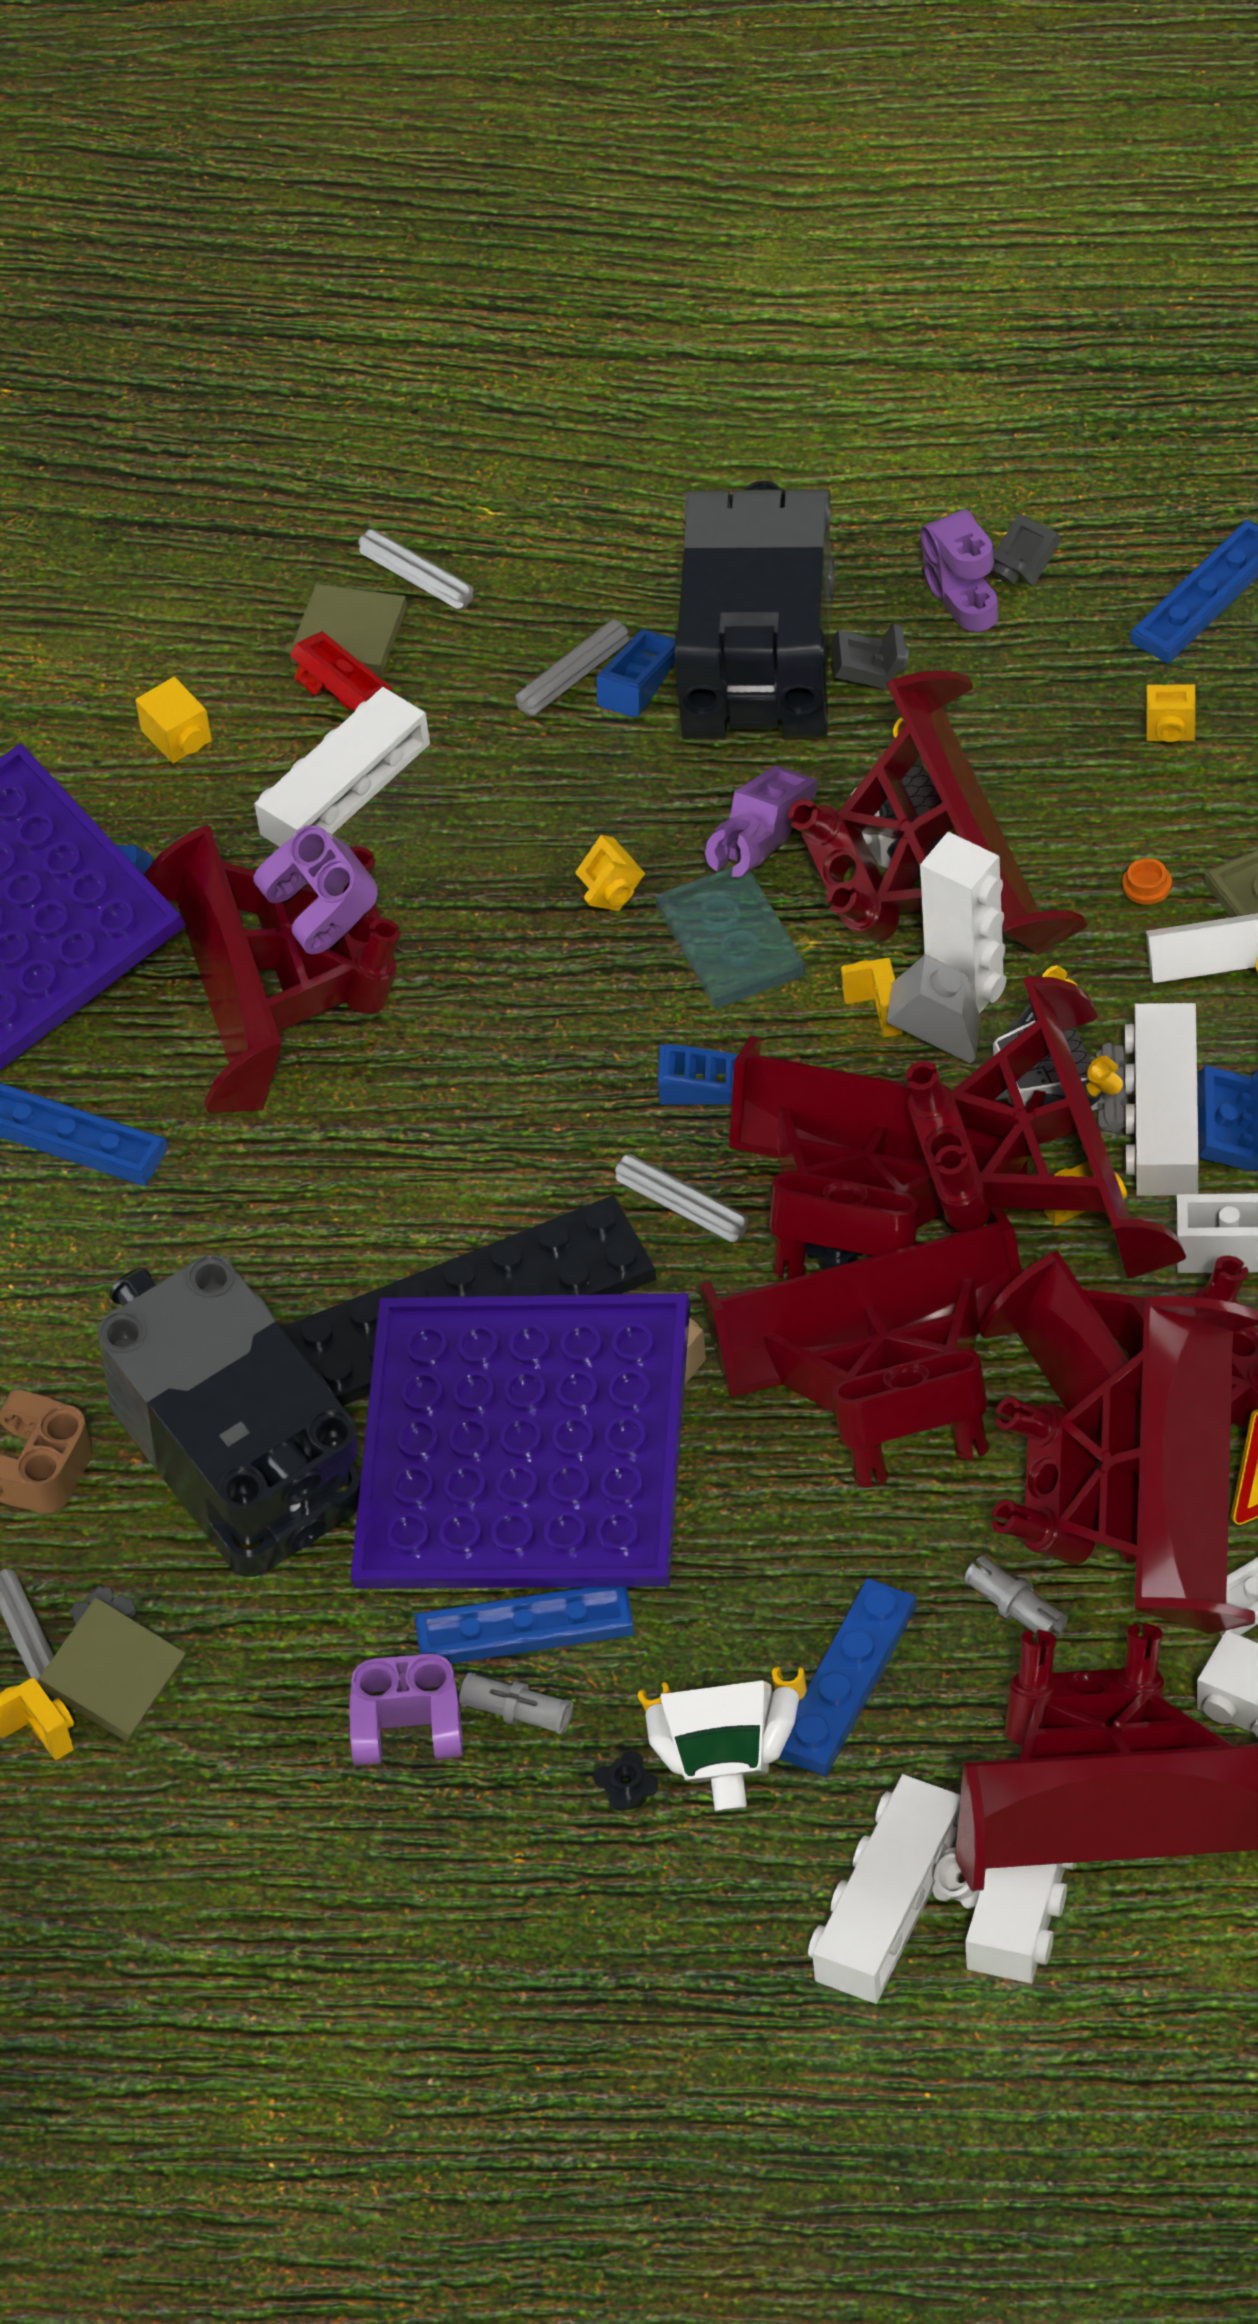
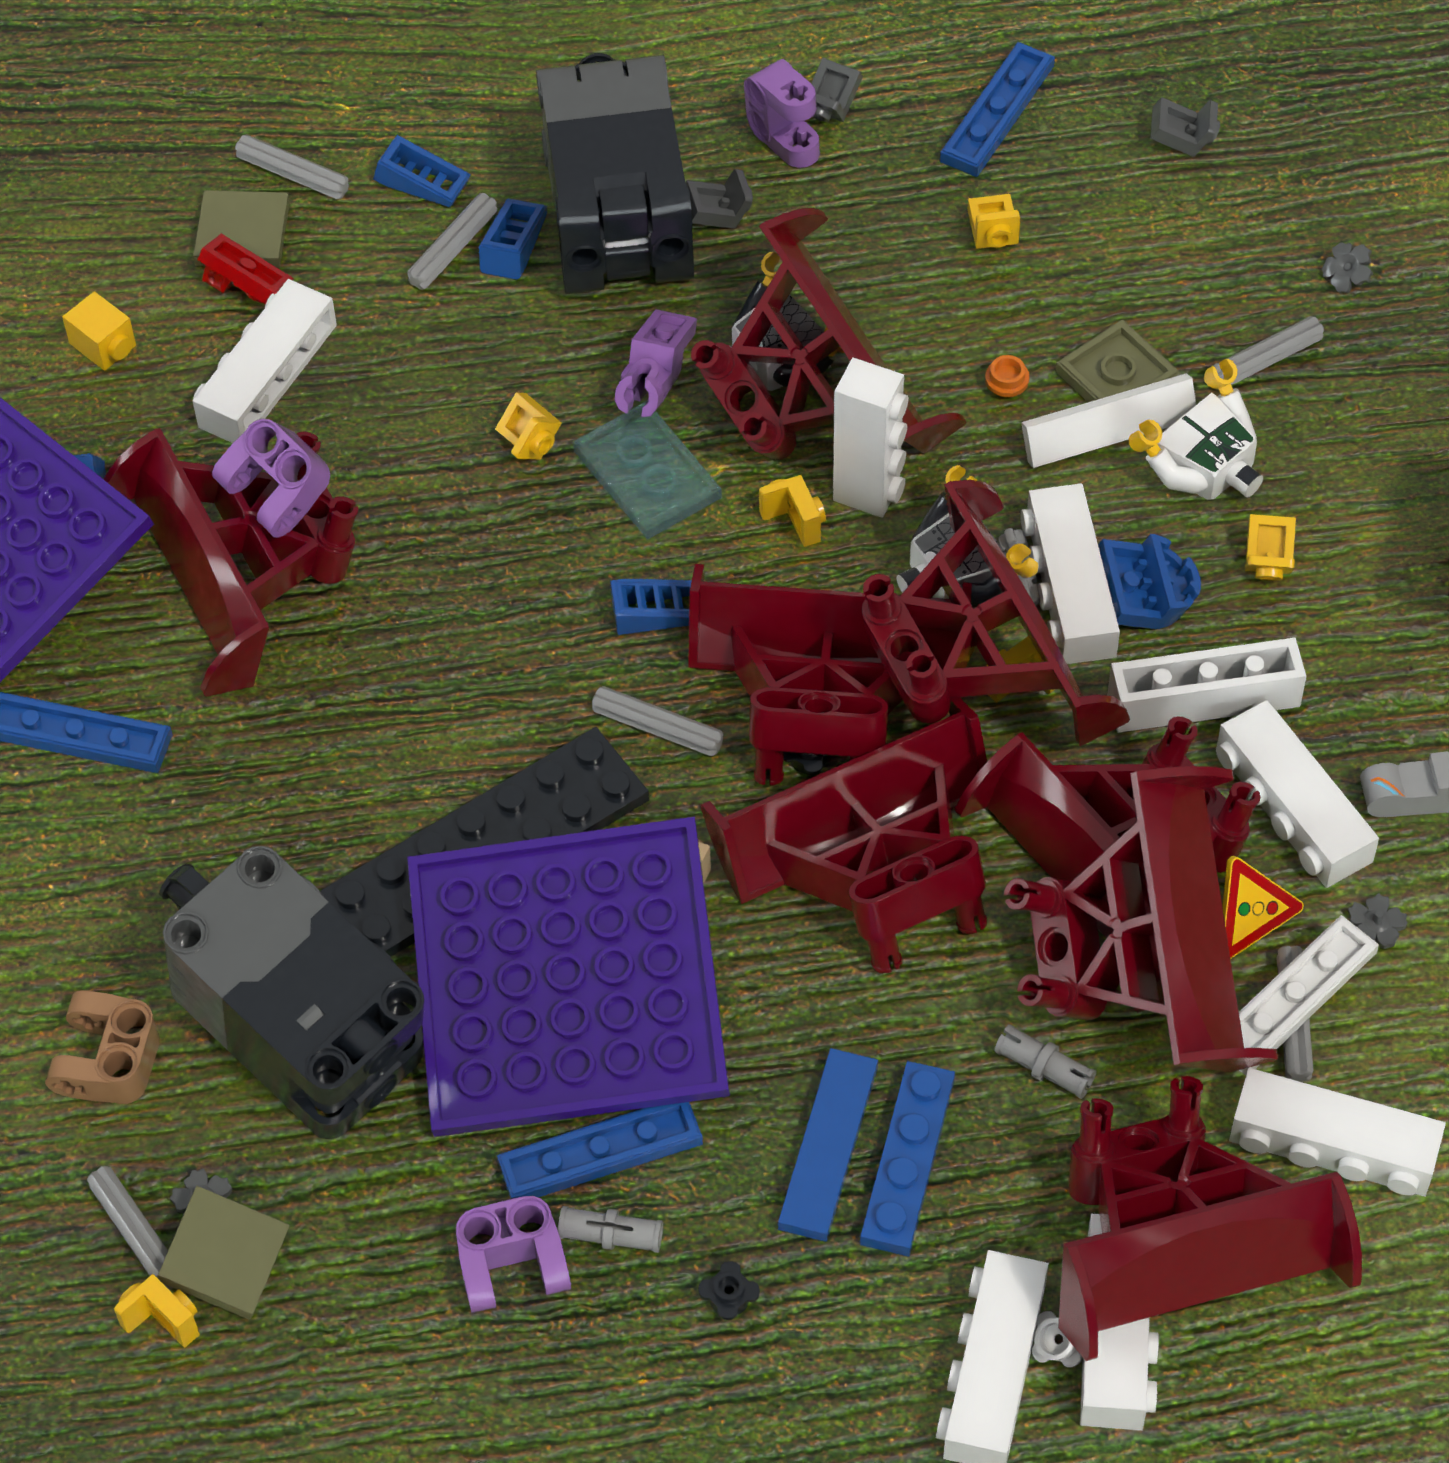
camera: 15 degrees left, 5 degrees up
(549, 573) = (415, 157): none -> blue slope
(723, 1732) = (811, 1232): white torso -> none
(779, 1623) = (828, 1145): none -> blue tile
(936, 1007) = (852, 515): light grey slope -> none

